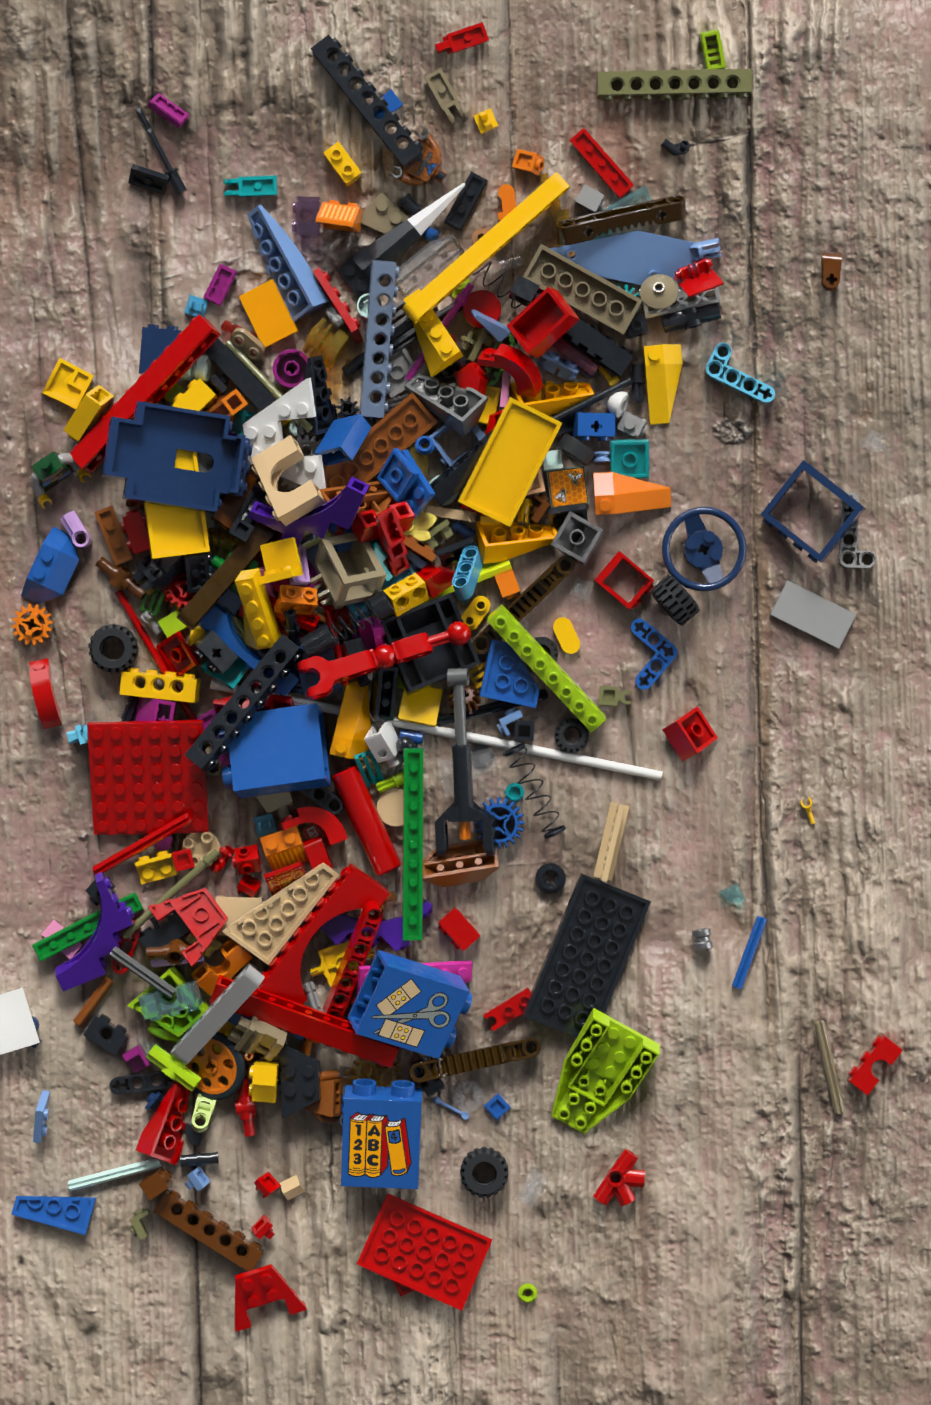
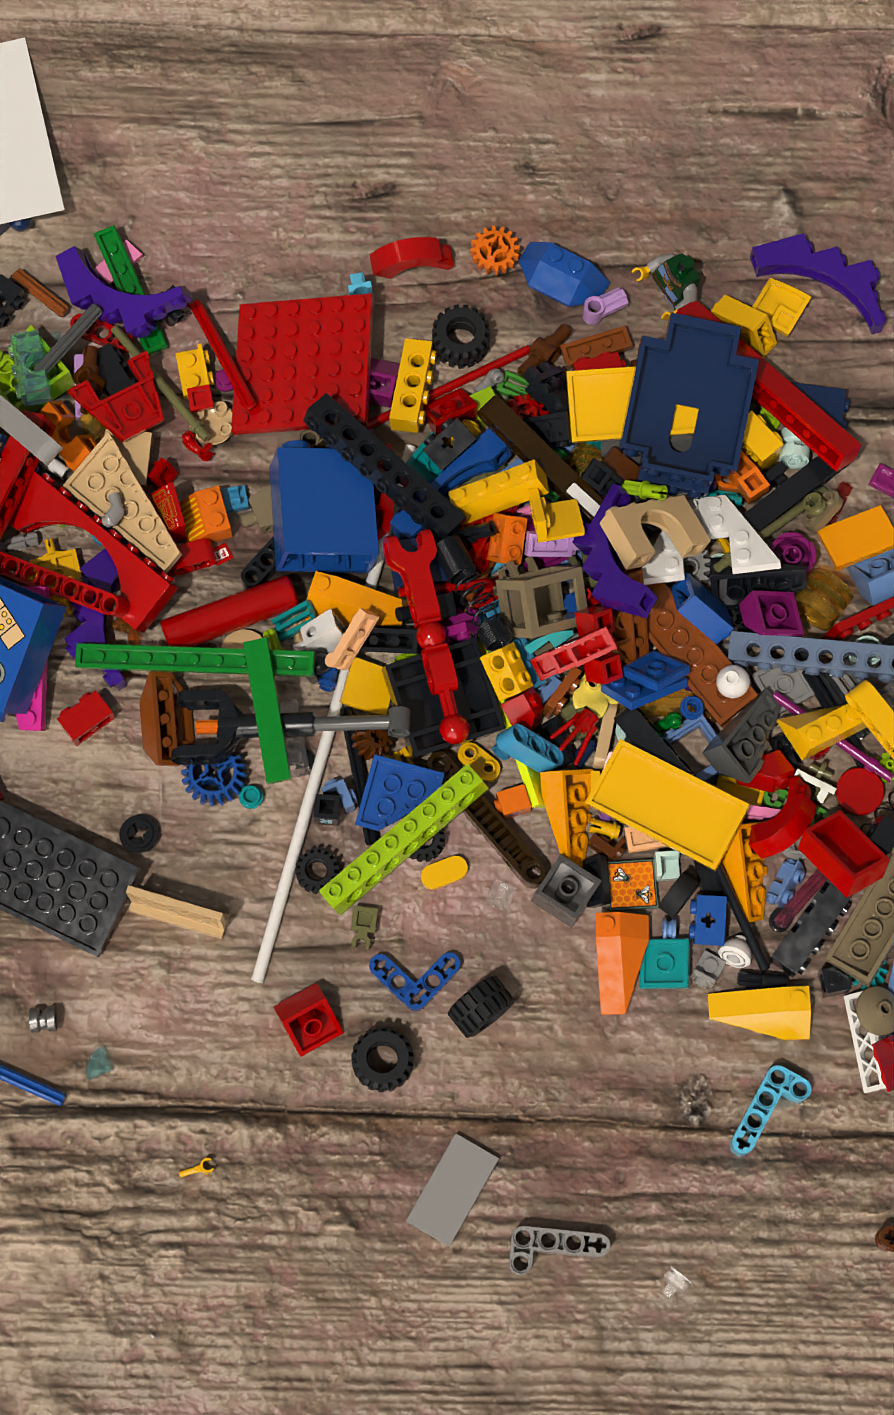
camera: 90 degrees right, 15 degrees down
(29, 343) = (796, 257): none -> dark purple arch
(130, 709) = (385, 353): black axle -> none
(196, 306) = (868, 457): dark azure tile -> none
(242, 355) = (809, 501): none -> olive bush
(247, 859) = (194, 473): red brick -> none
(251, 490) = (644, 489): none -> lime axle
(259, 539) = (583, 499): none -> white sticker
(291, 918) = (115, 512): none -> light grey arm
(327, 823) = (229, 569): red arch -> none
(333, 315) = (853, 609): light grey axle -> none
(346, 383) = (771, 613): none -> magenta slope
(387, 719) = (352, 640): none -> light nougat plate
(402, 413) = (733, 681): none -> white brick
(434, 461) = (672, 720): none -> green arm
(443, 530) = (583, 723): none -> red plant
(454, 782) = (267, 711): none -> green tile
(495, 328) = (840, 796): medium blue slope -> none
(553, 831) = (197, 840): black piece -> none
(611, 381) = (766, 945): yellow hand -> none
(646, 588) = (525, 929): red window -> none
(690, 317) = (843, 1052): black piece -> none
(697, 535) = (561, 1042): dark blue piece -> none
(733, 682) = (374, 1039): none -> black tyre
(798, 542) = (556, 1226): dark blue window -> none

